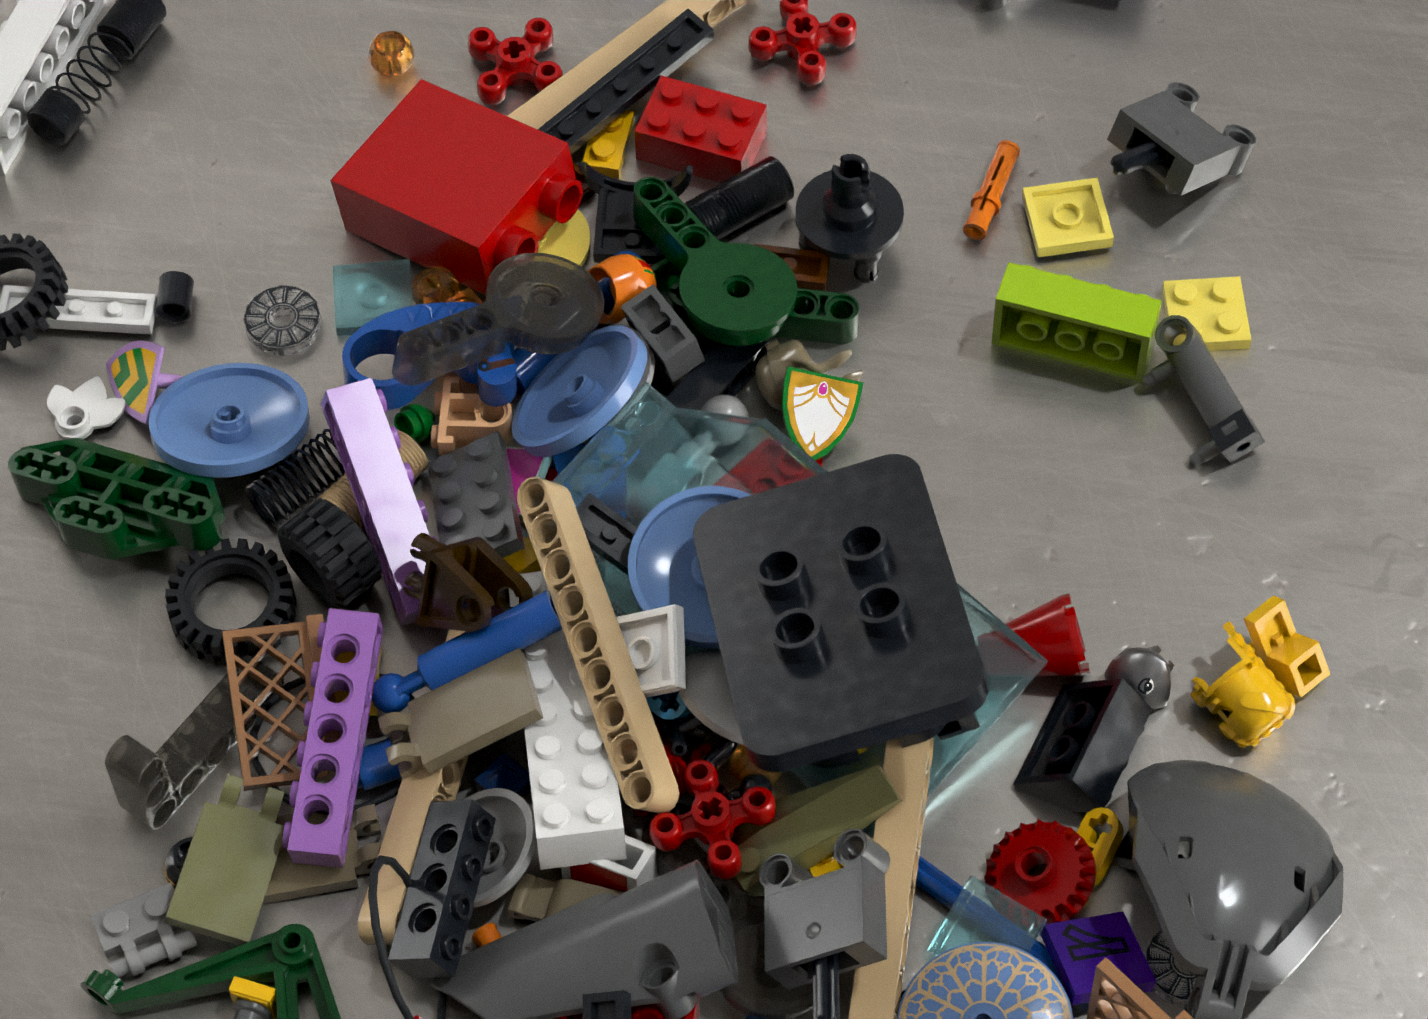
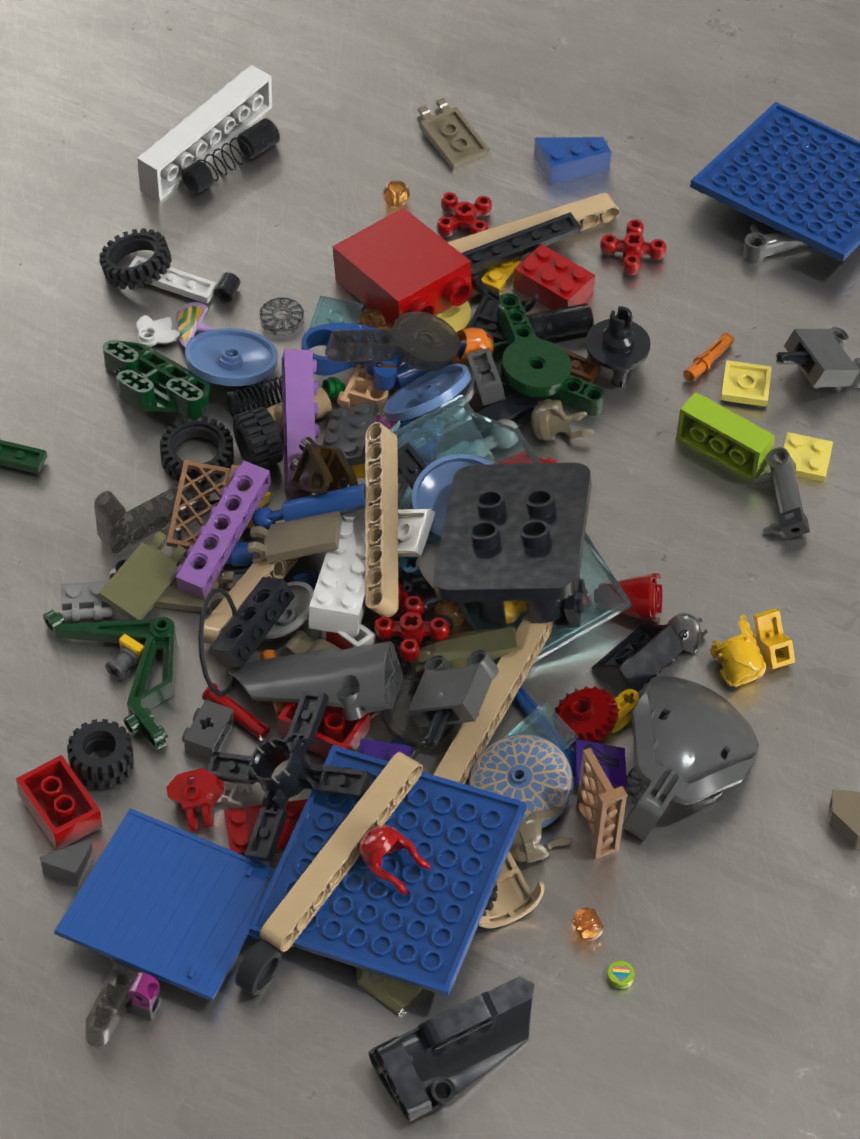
camera: 15 degrees right, 5 degrees down
(818, 409) = (558, 440): shield -> none

